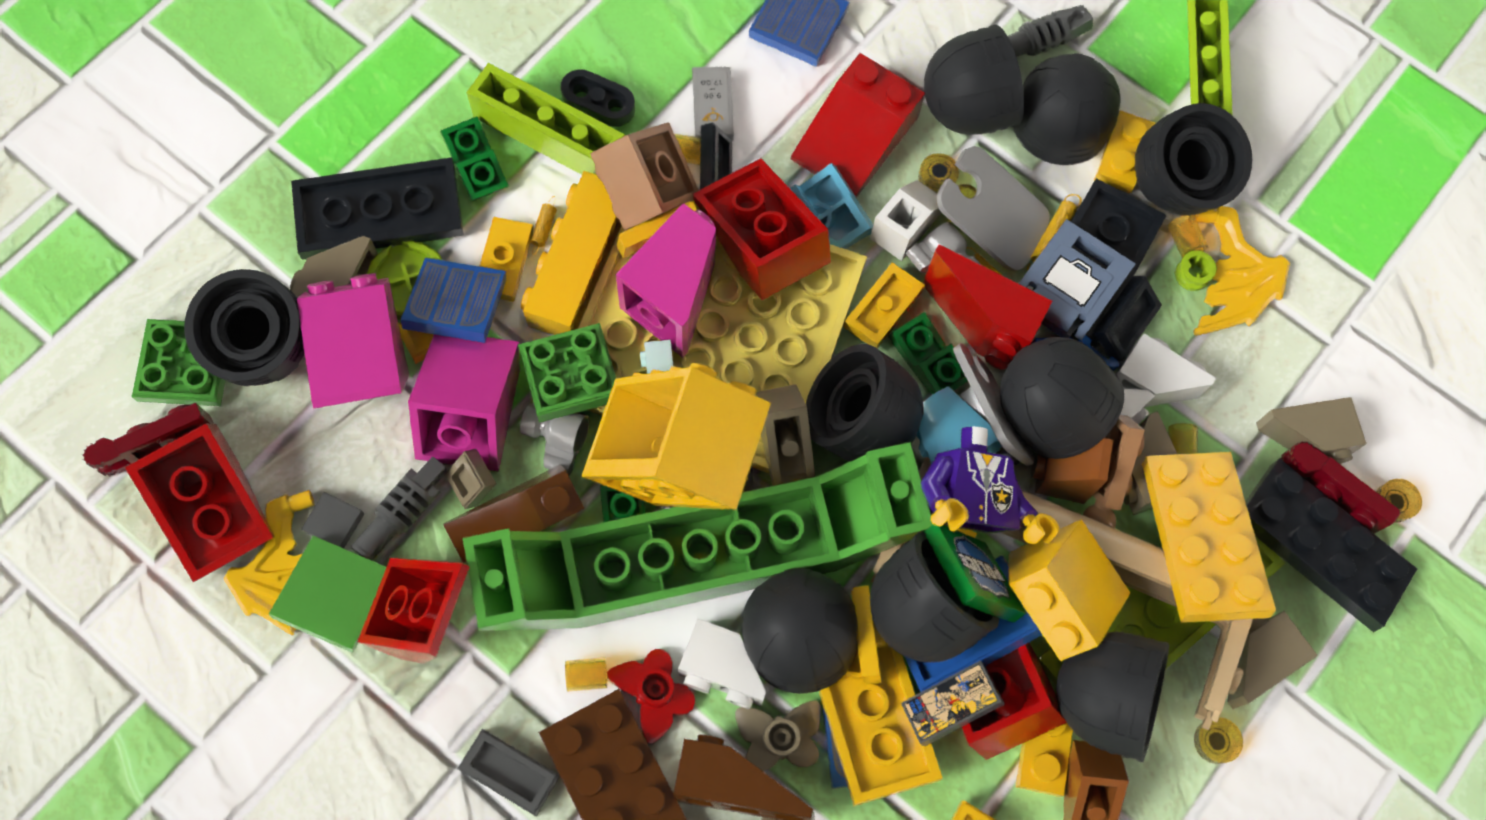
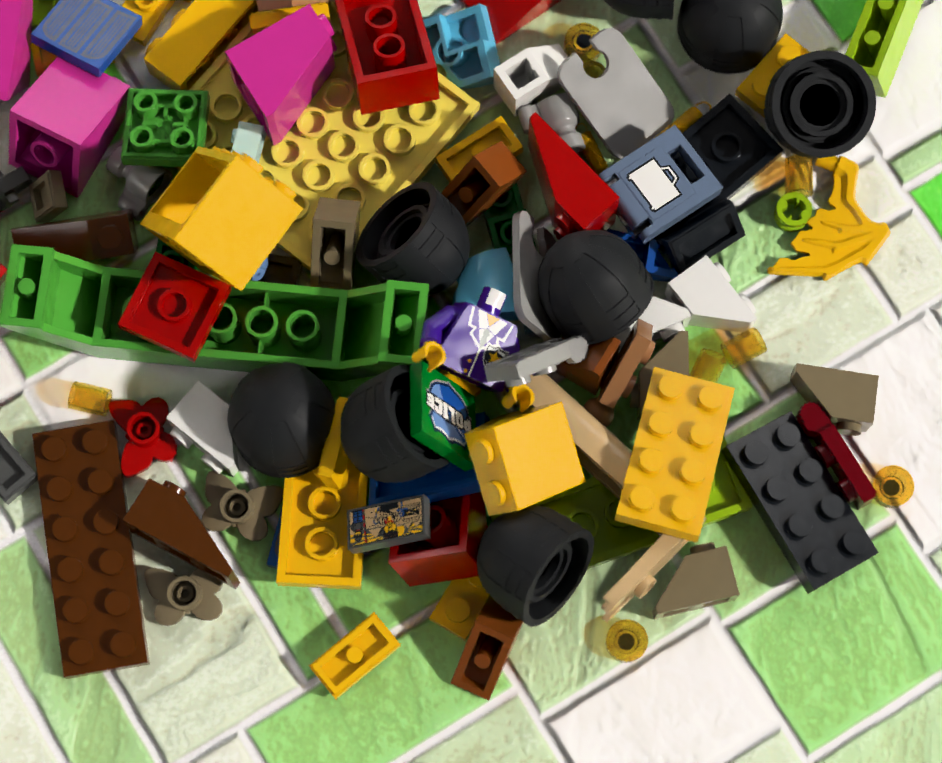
camera: 25 degrees right, 5 degrees up
(652, 550) = (174, 306): none -> red plate
(909, 325) = (484, 181): none -> dark orange slope
(1043, 486) = (536, 360): none -> light grey hinge
(1208, 411) = (743, 347): none -> clear yellow hinge

